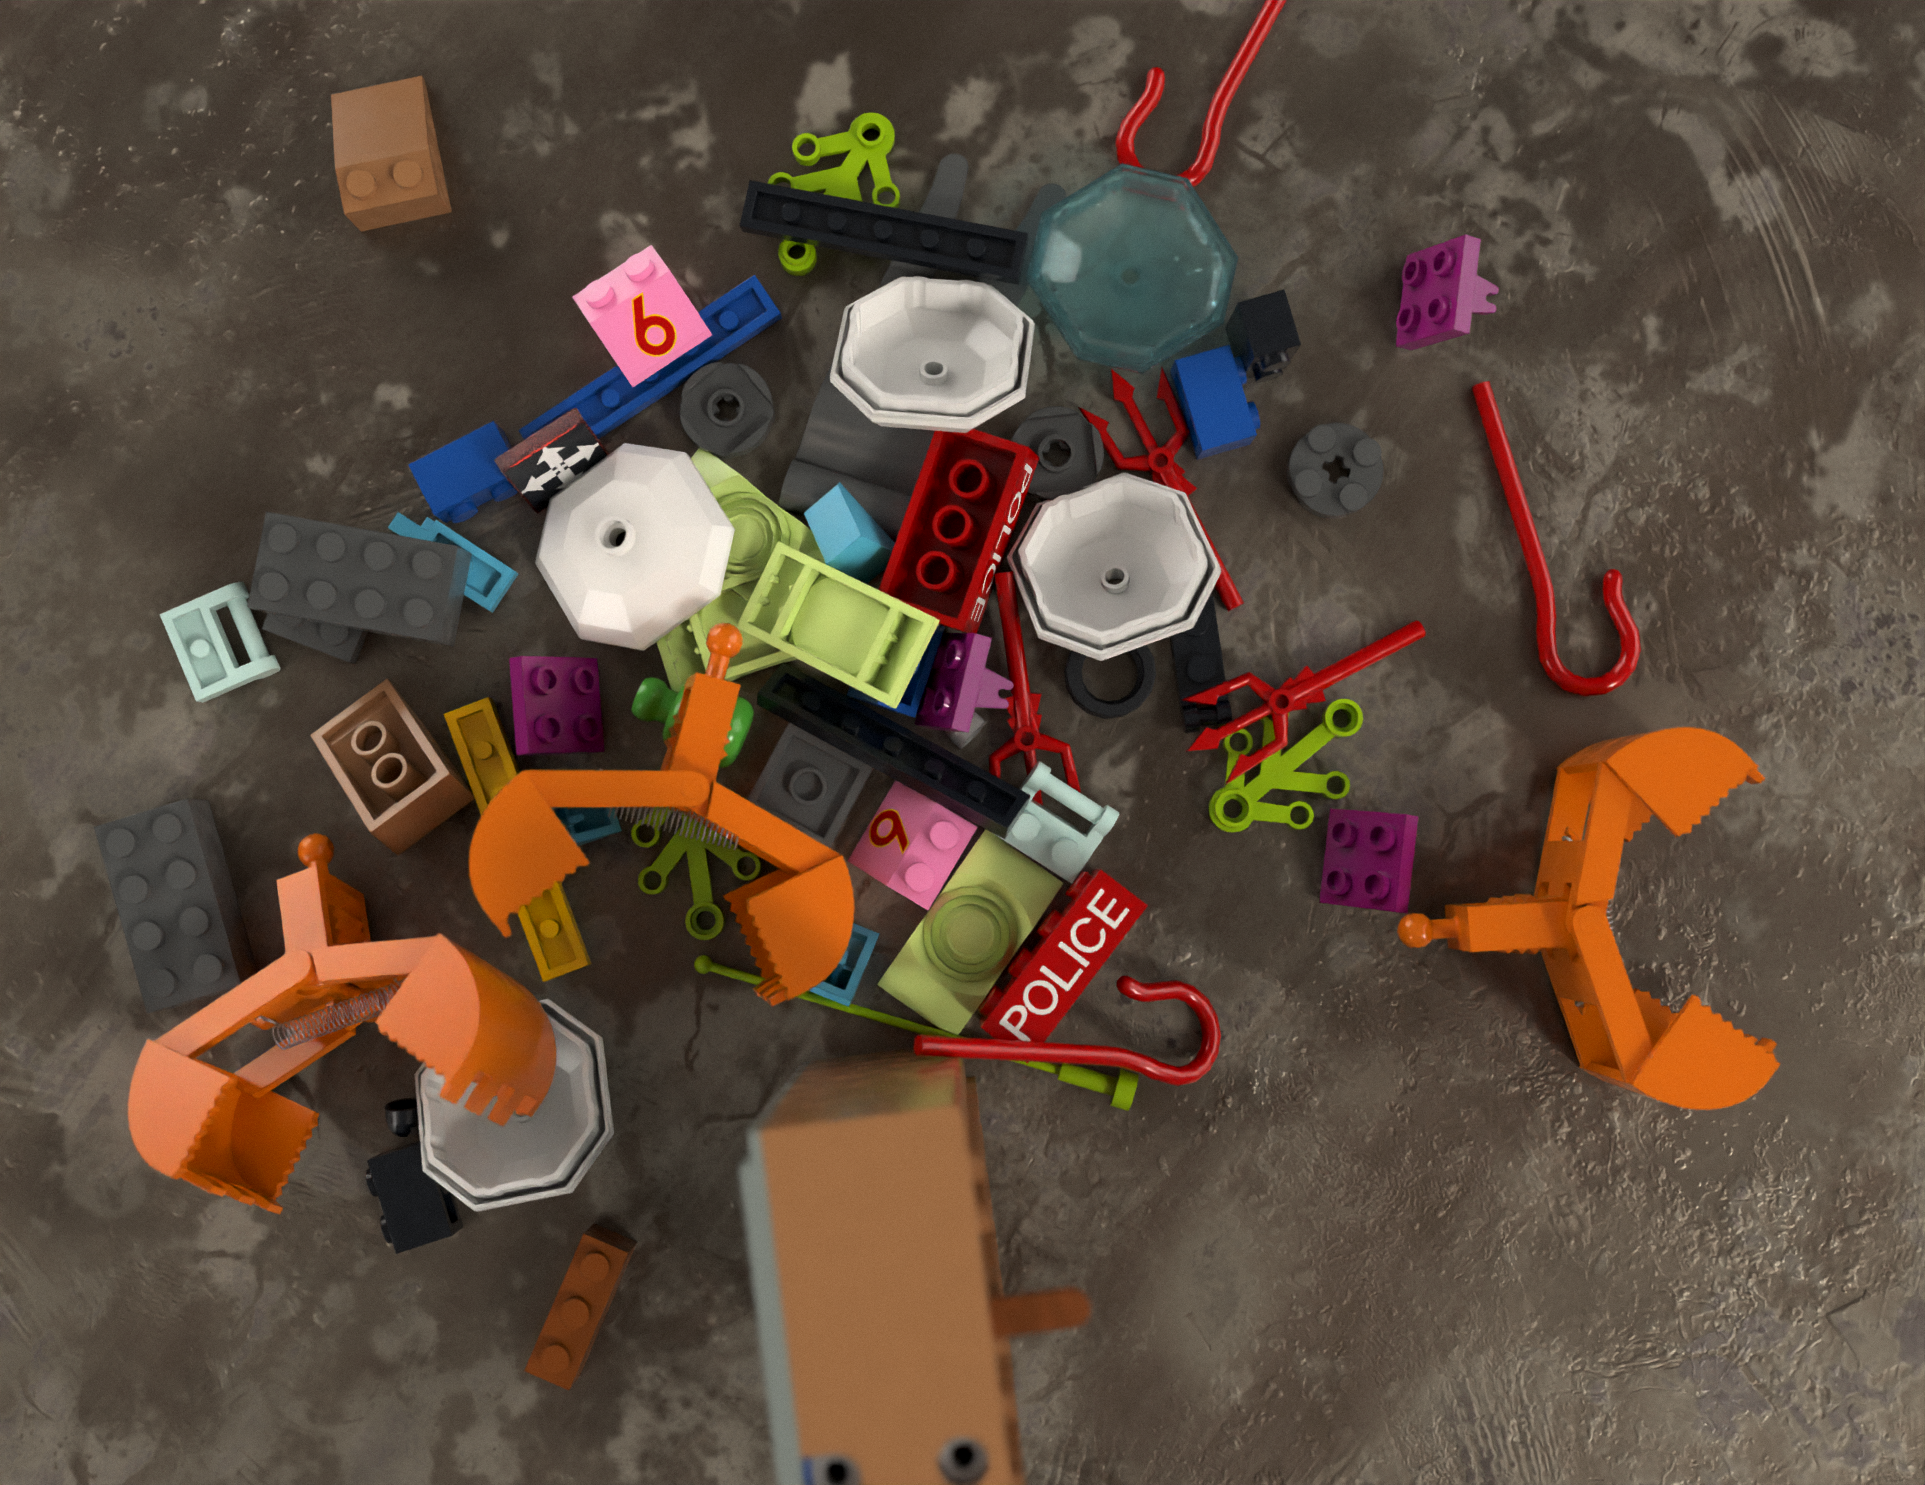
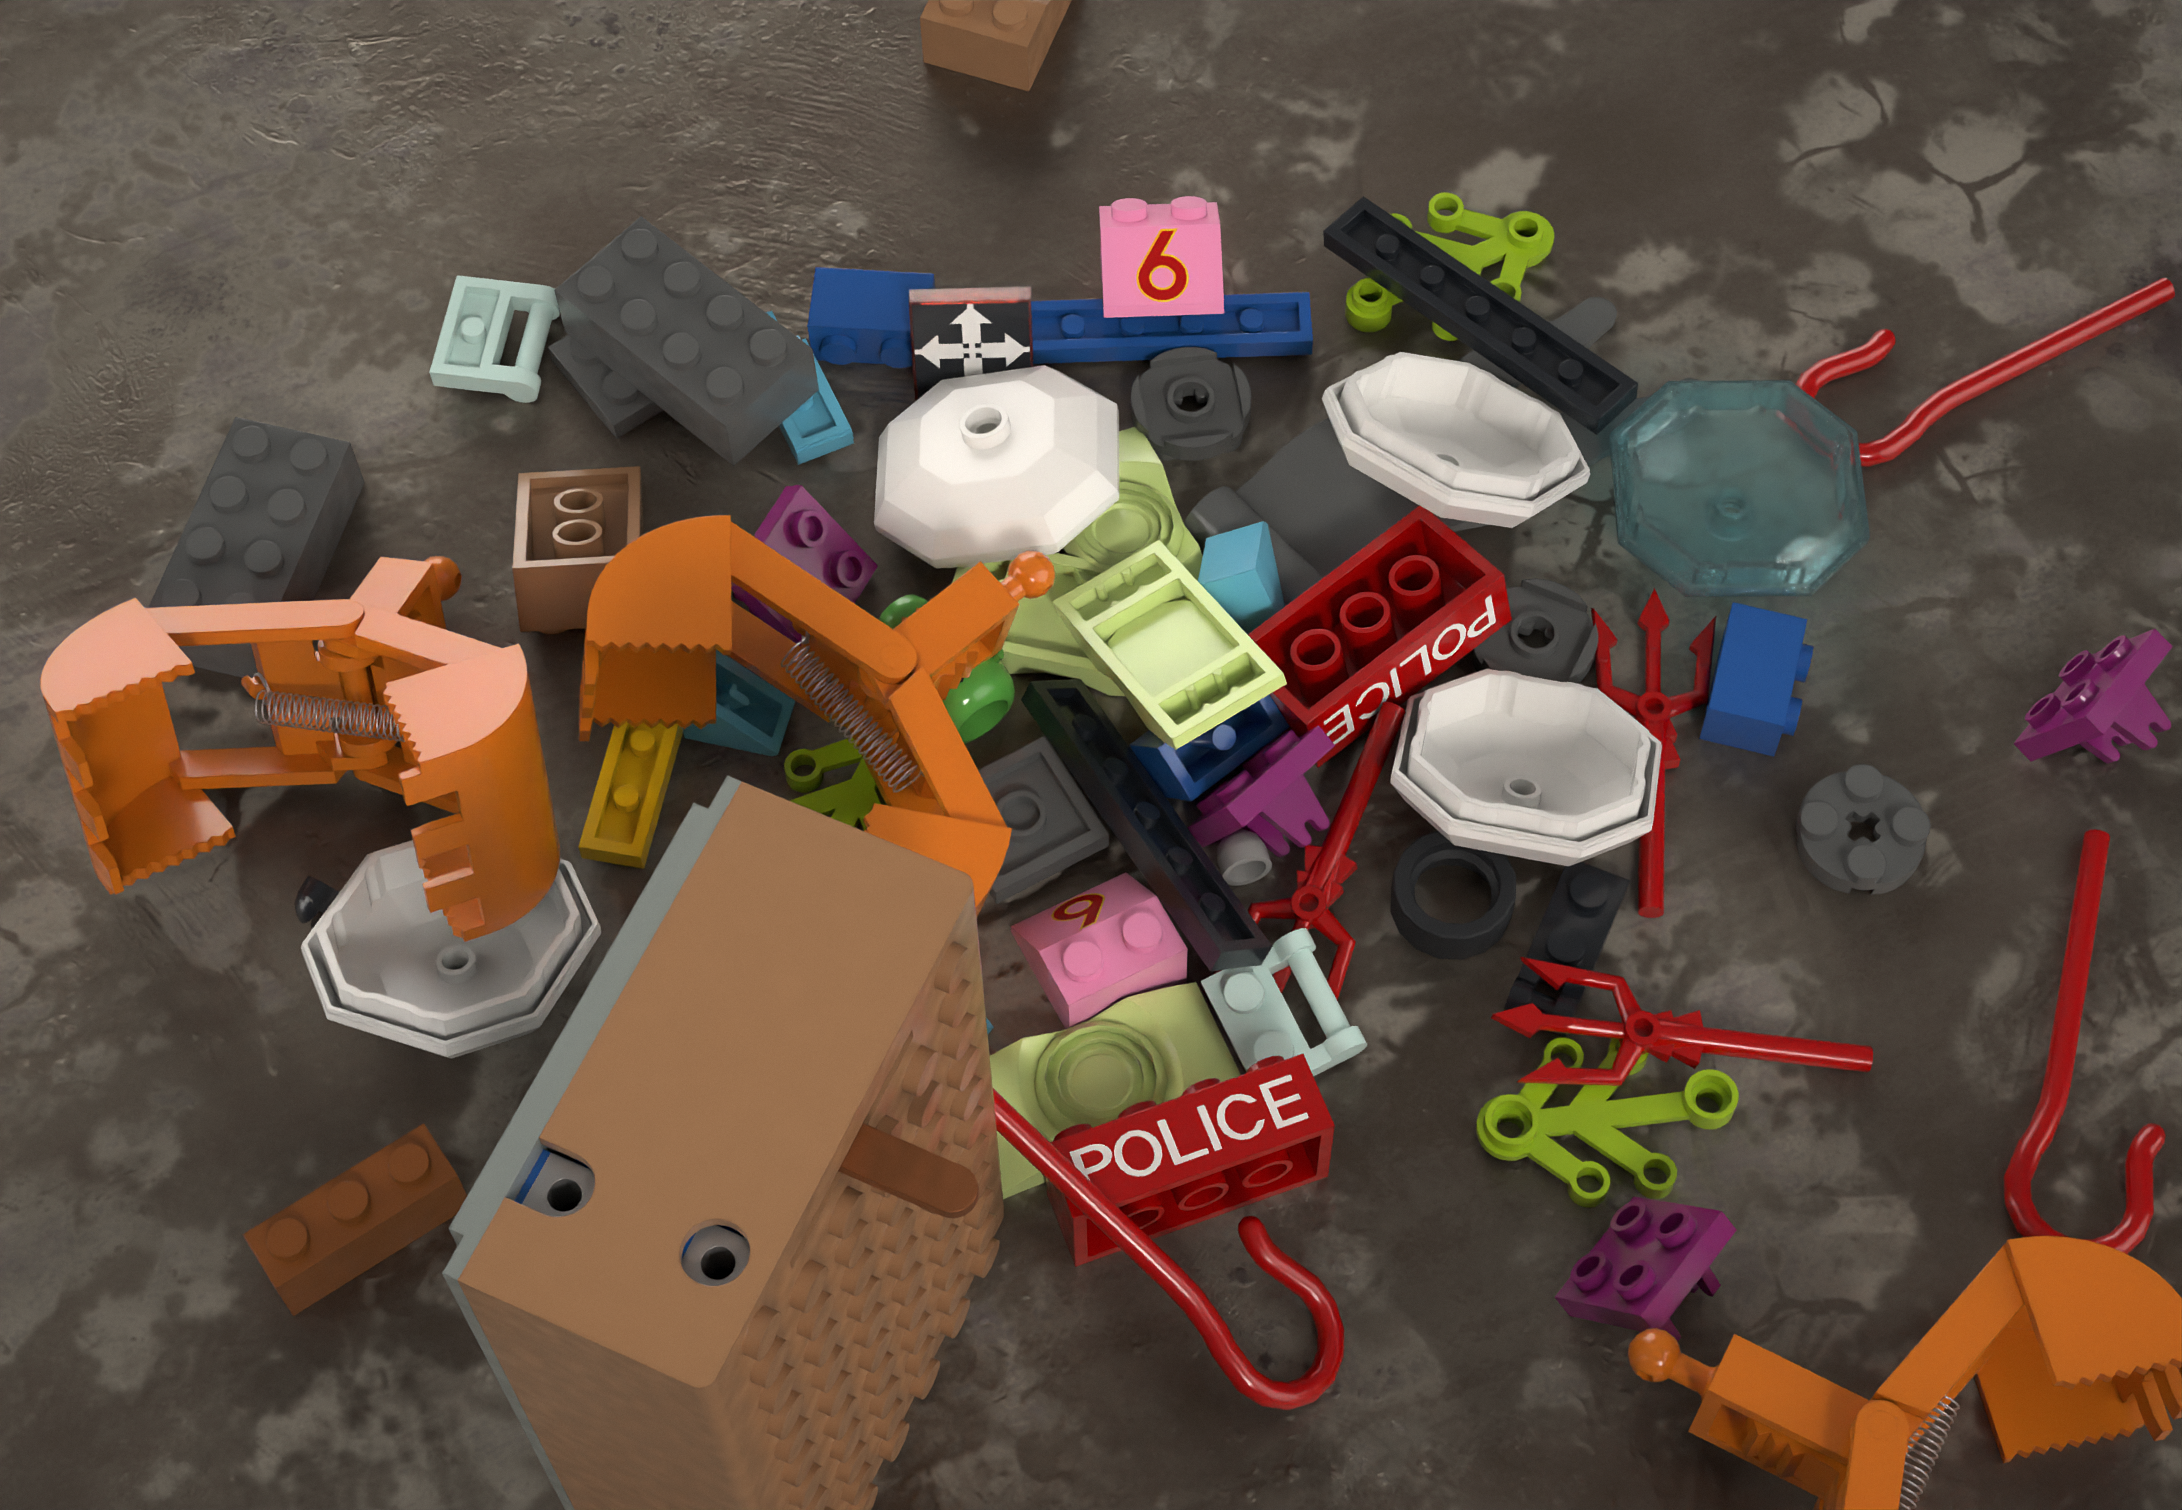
camera: 35 degrees right, 25 degrees down
(412, 1202) = (262, 992): black brick -> none
(1119, 1088) = (1167, 1365): lime piece -> none
(1263, 335) = (1852, 630): black brick -> none

